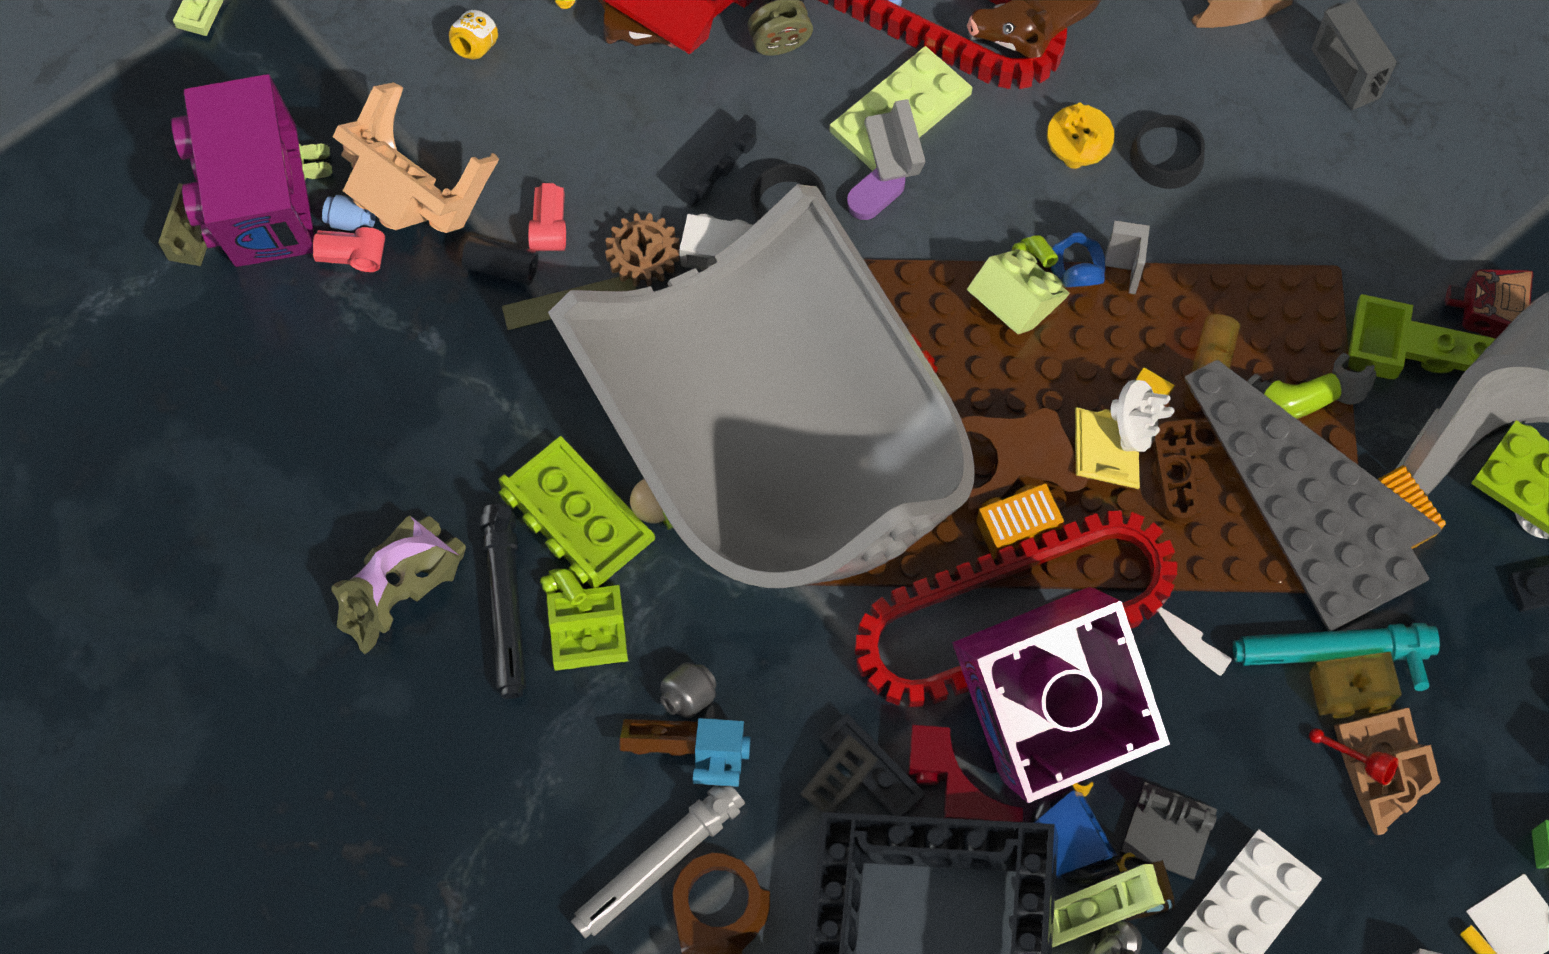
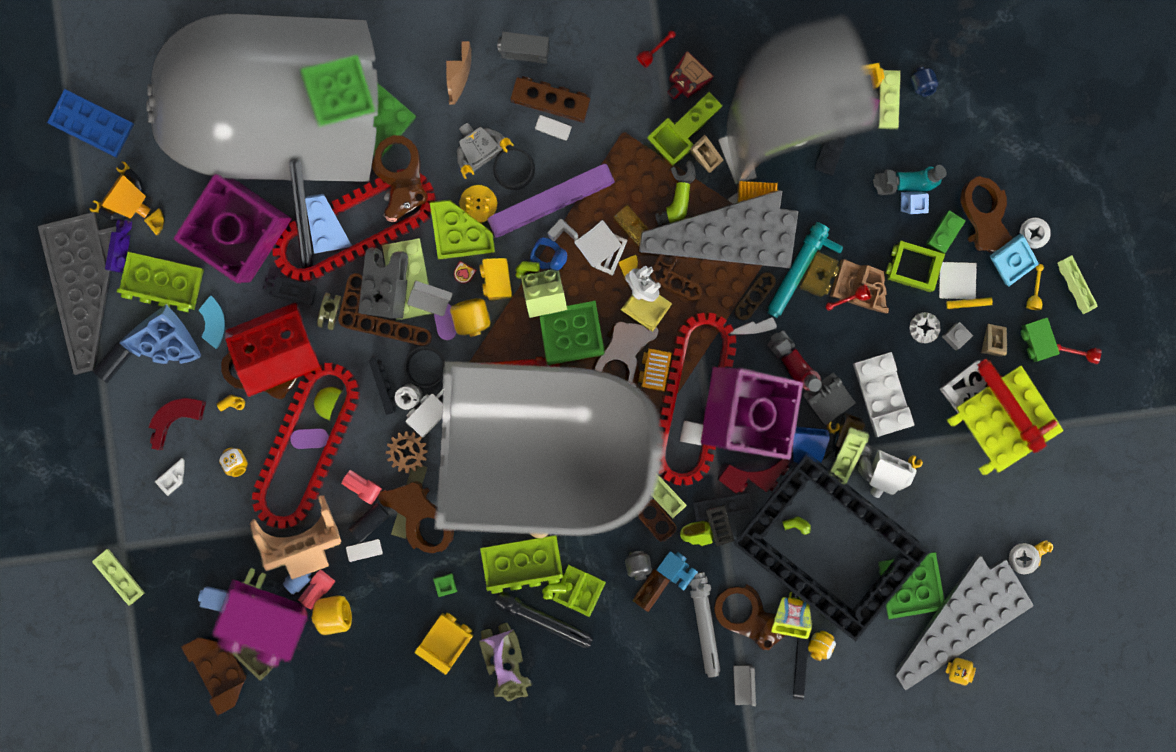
camera: 60 degrees left, 20 degrees up
(143, 188) = (218, 671): none -> reddish brown piece
(322, 287) = (332, 615): none -> yellow head
(375, 476) = (444, 642): none -> yellow panel
(452, 284) = (364, 550): none -> white sticker
(470, 425) = (445, 585): none -> bright green tile
(484, 90) = (283, 442): none -> red piece
(558, 277) = (412, 503): none -> reddish brown animal
(575, 116) = (309, 438): none -> medium lavender tile
(642, 95) = (325, 401): none -> lime helmet
(728, 199) = (408, 396): none -> white piece
(776, 640) = (659, 517): none -> dark orange piece
(800, 752) = (697, 533): none -> lime rock
(807, 101) = (375, 328): none -> reddish brown beam
(831, 651) = (667, 498): none -> yellowish green plate
(870, 70) = (383, 286): none -> dark grey brick
(907, 213) = (470, 317): none -> yellow head
(929, 911) = (799, 523): none -> lime arm
(951, 632) = (691, 432): none -> white piece
(965, 175) = (464, 273): none -> tile
(987, 360) = (572, 333): none -> bright green plate
(990, 213) = (497, 279): none -> yellow slope
(1020, 127) = (458, 232): none -> lime plate
(1148, 323) = (598, 244): none -> white sticker
(1152, 364) = (604, 269): none -> white tile
(1160, 84) = (479, 147): none -> light grey torso
(1170, 223) = (550, 200): none -> medium lavender beam
(1179, 760) = (795, 364): none -> piece
(1268, 171) = (553, 127): none -> white sticker
(1269, 621) = (767, 288): none -> dark brown beam
(1316, 183) = (577, 112): none -> reddish brown brick
(1397, 933) = (932, 322): none -> white gear
(1404, 394) = (706, 154): none -> tan slope
(1469, 871) = (933, 272): none -> lime window
(1473, 230) = (645, 58): none -> red hinge

